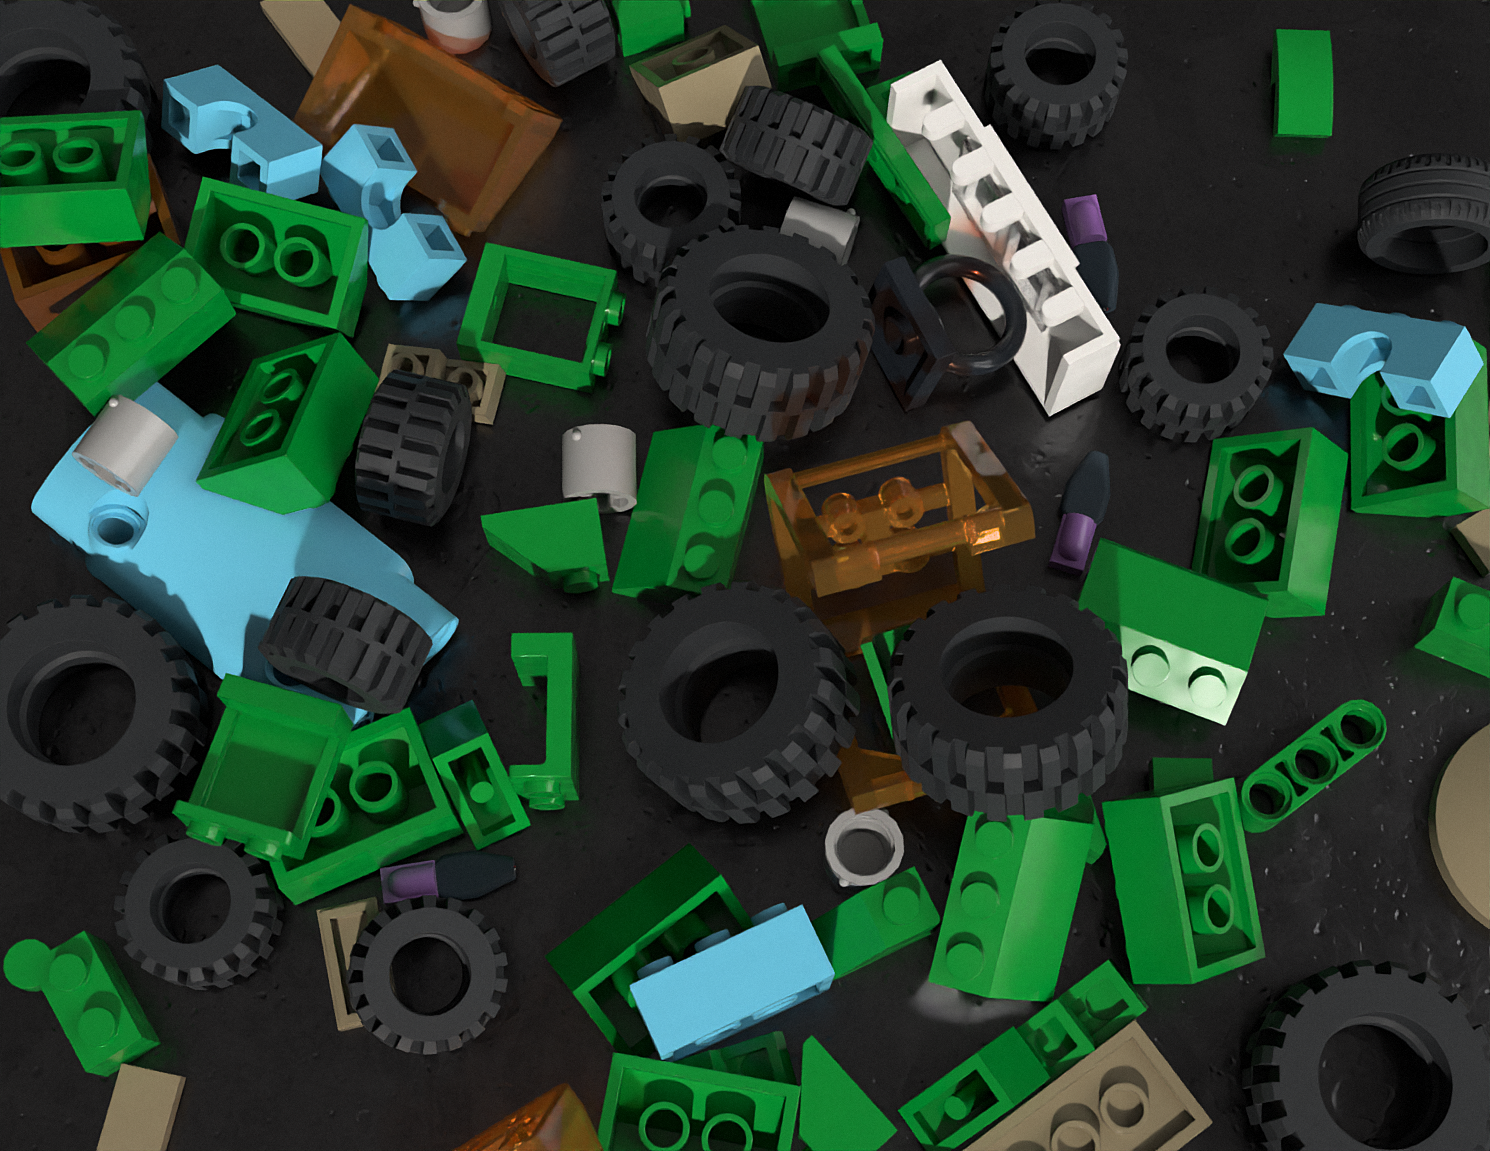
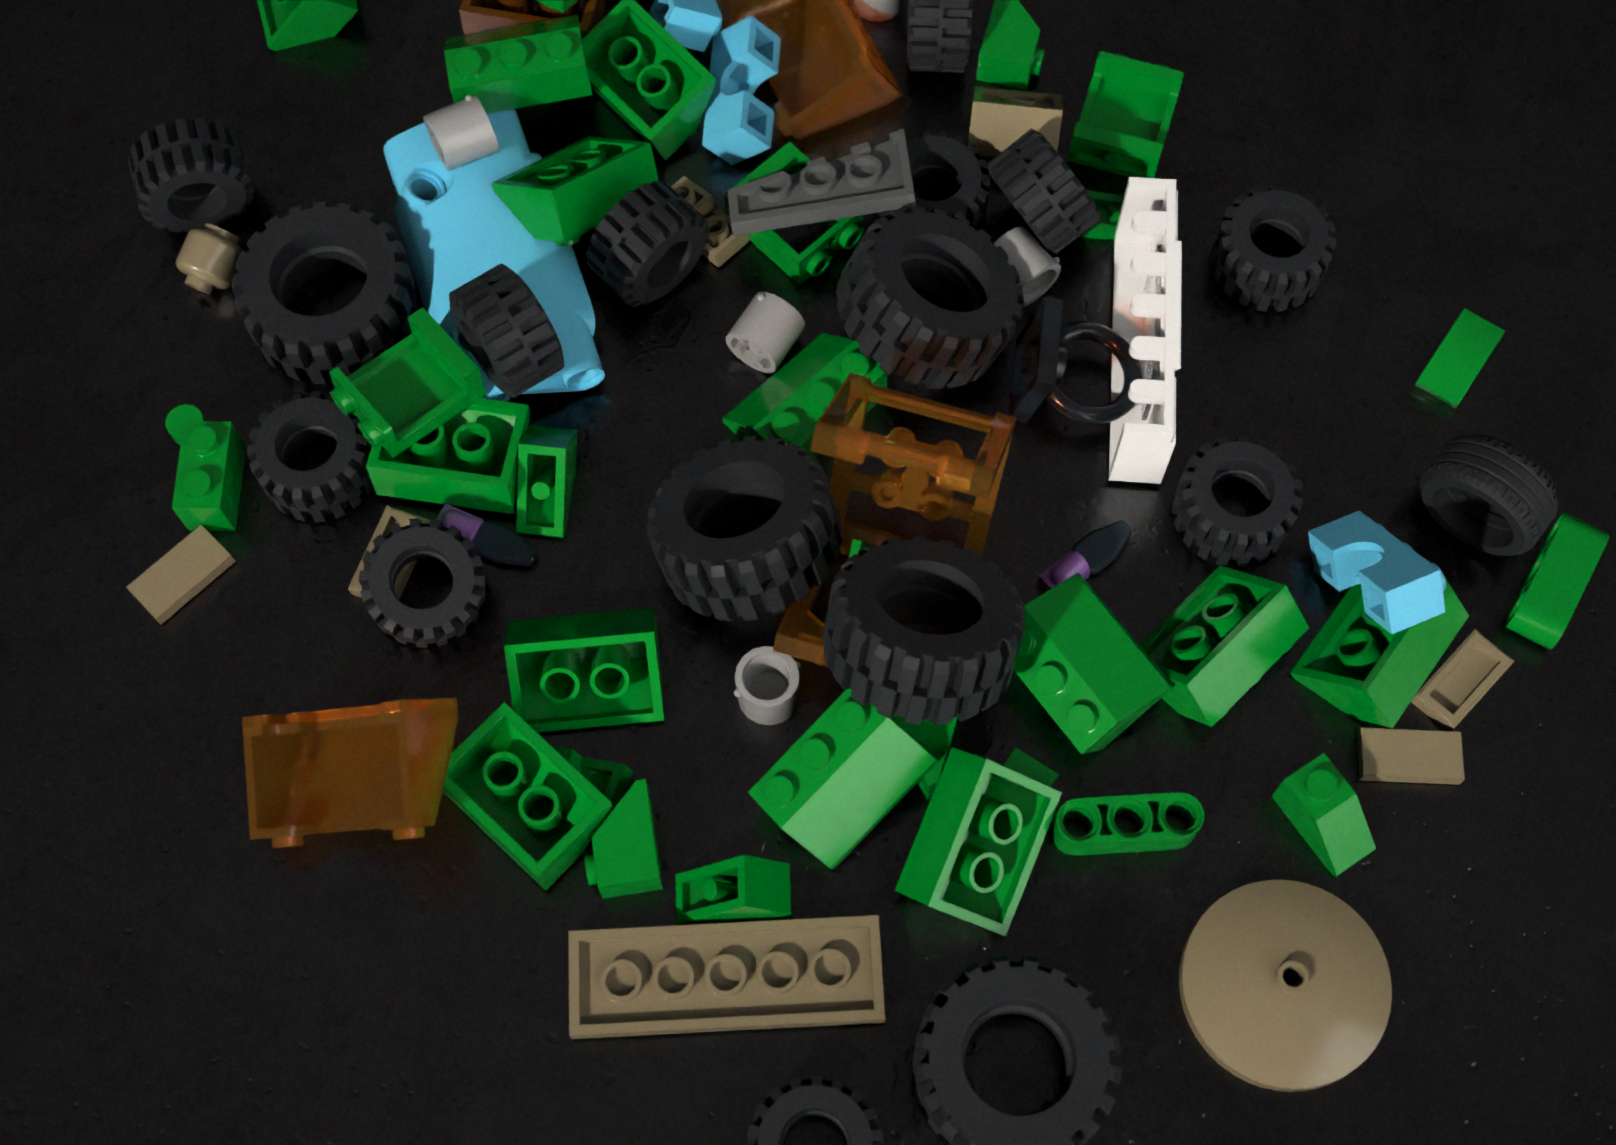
camera: 35 degrees right, 5 degrees down
(553, 543) = (704, 363): green slope -> none
(553, 663) = (623, 476): green panel -> none
(586, 263) = (849, 186): none -> dark grey wing
(731, 982) = (613, 711): medium azure slope -> none
(877, 922) = (741, 737): green slope -> none
(887, 153) = (1109, 230): green tile -> none
(1082, 1019) = (844, 893): green slope -> none
(1089, 245) = (1217, 391): piece -> none

